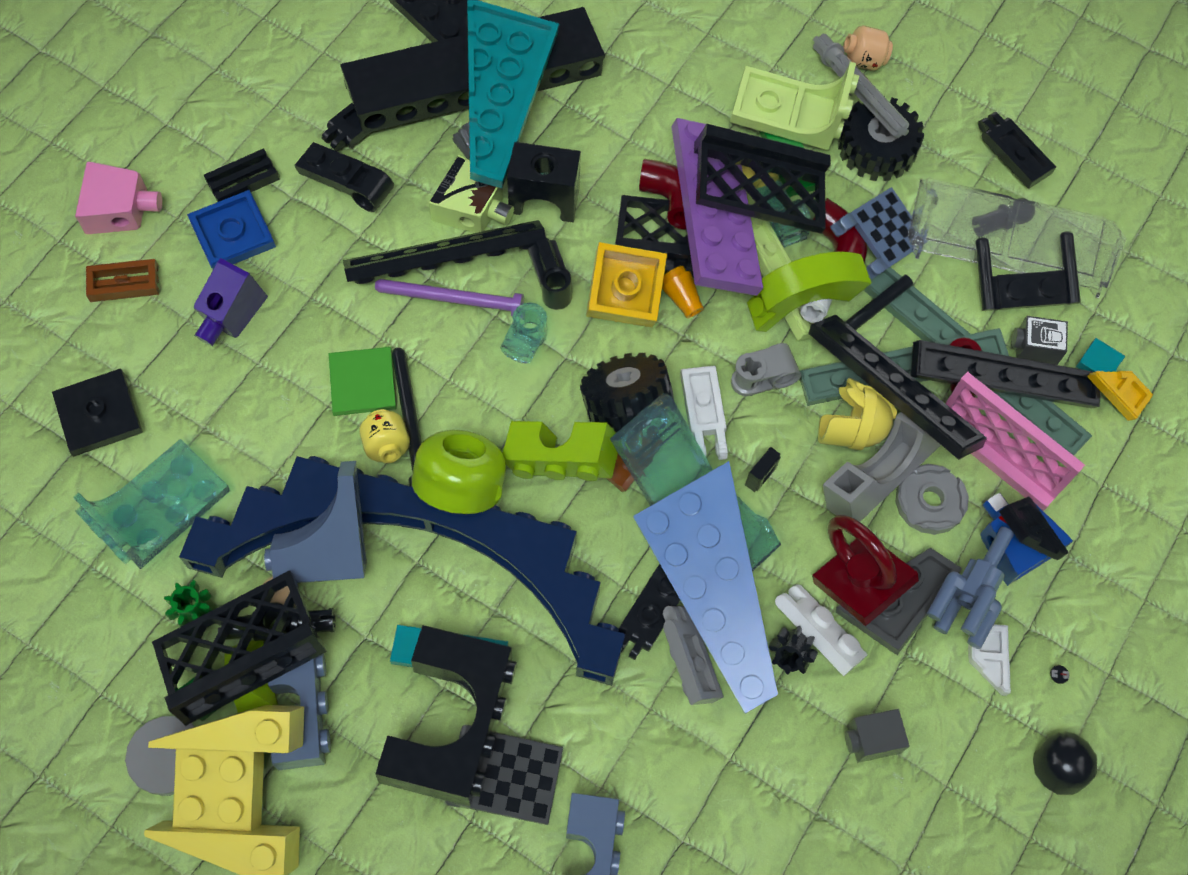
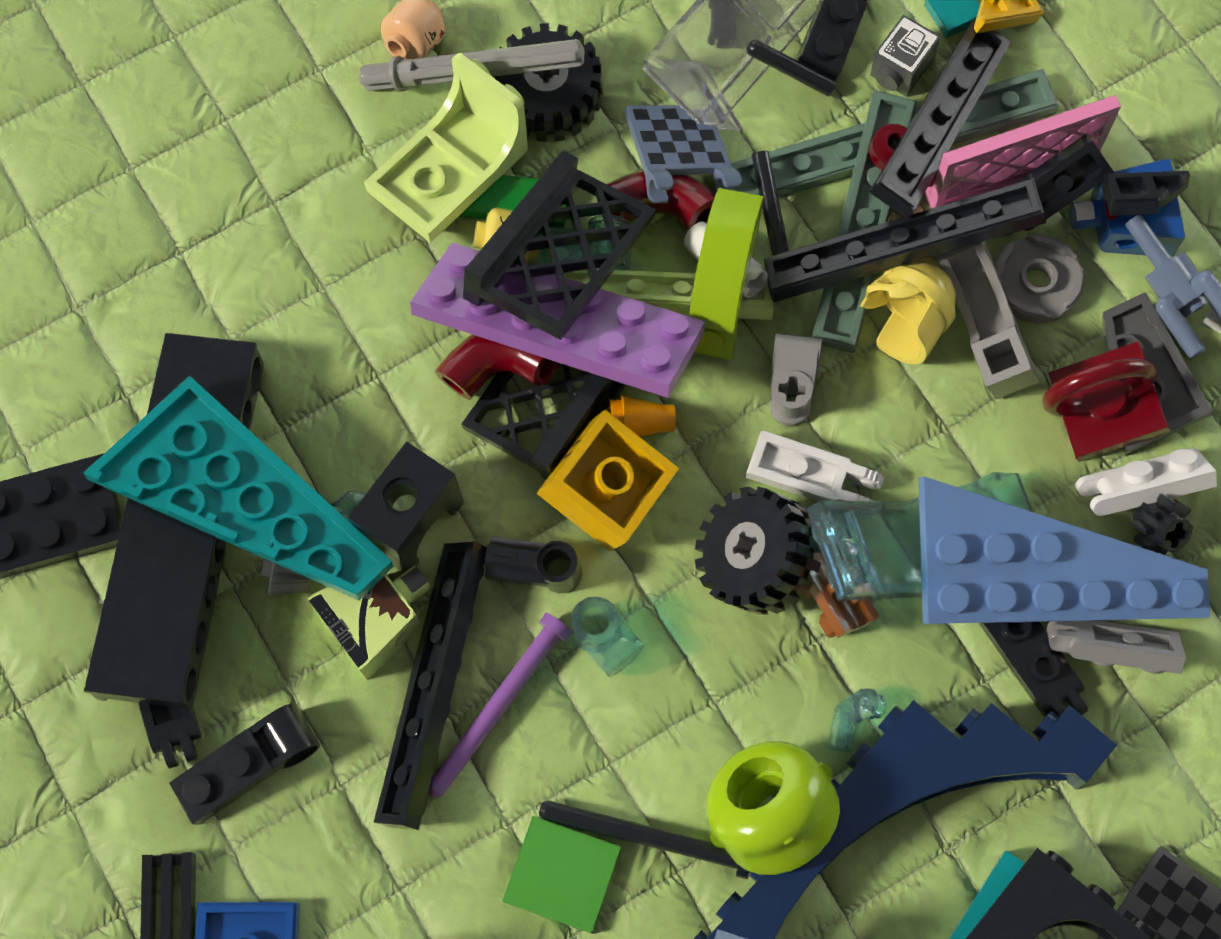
camera: 55 degrees left, 5 degrees up
(383, 435) = (664, 880): light yellow head -> none
(551, 504) = (852, 711): none -> clear light blue arm
(585, 455) = (826, 635): lime arch -> none
(763, 469) = (922, 444): black tile -> none
(1005, 473) = (1068, 175): none -> black hinge

